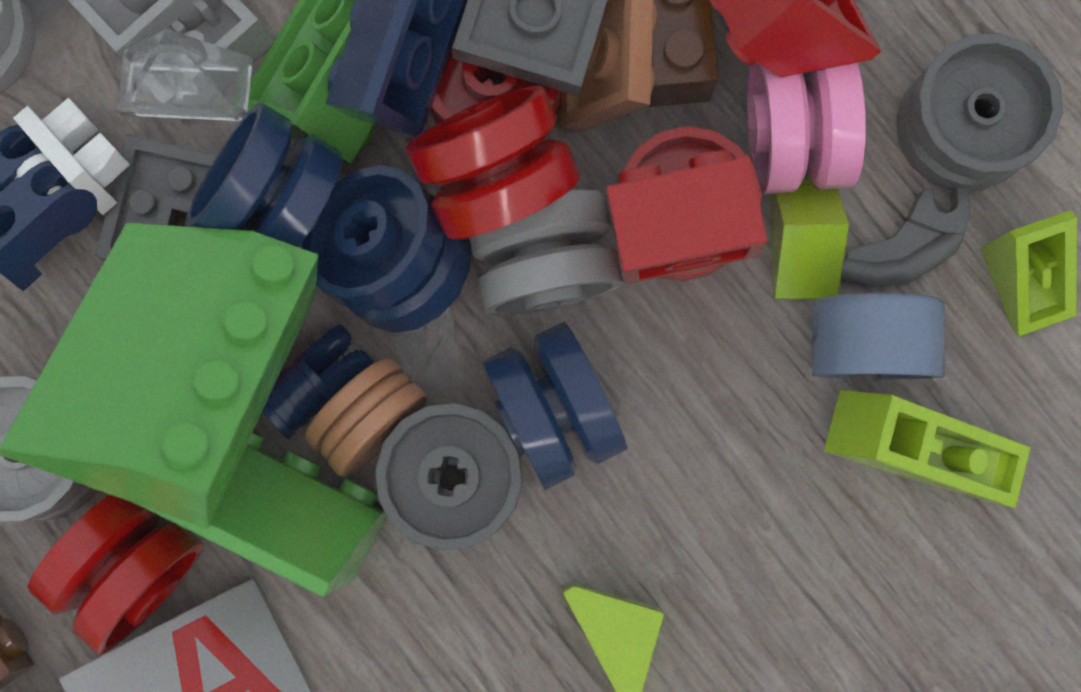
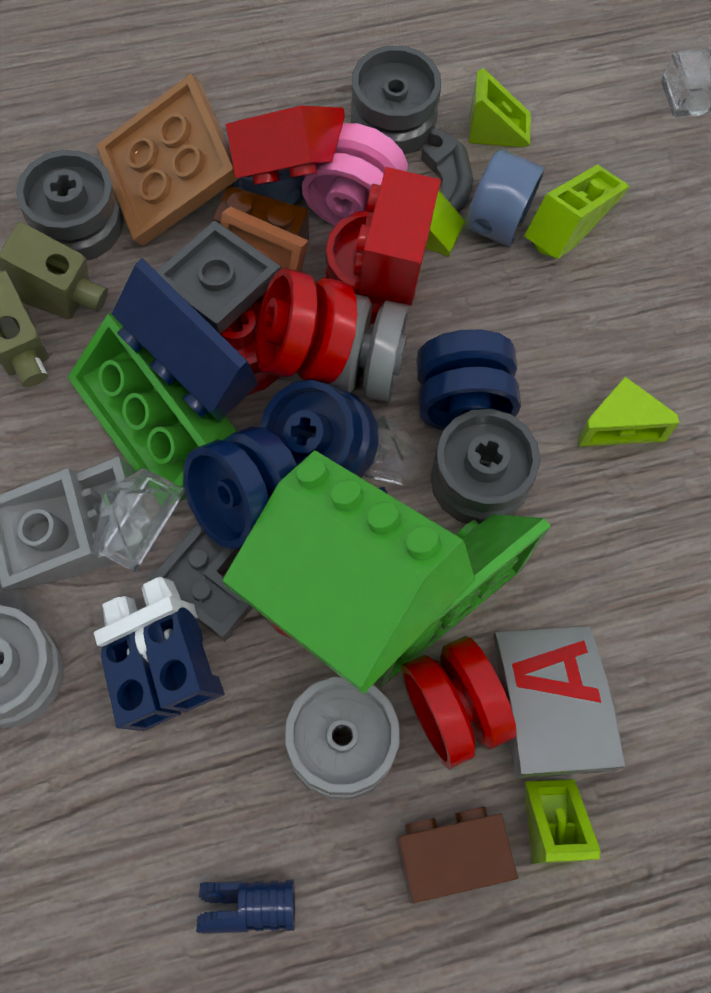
camera: 70 degrees left, 15 degrees down
(363, 415) = (423, 490): nougat head -> none

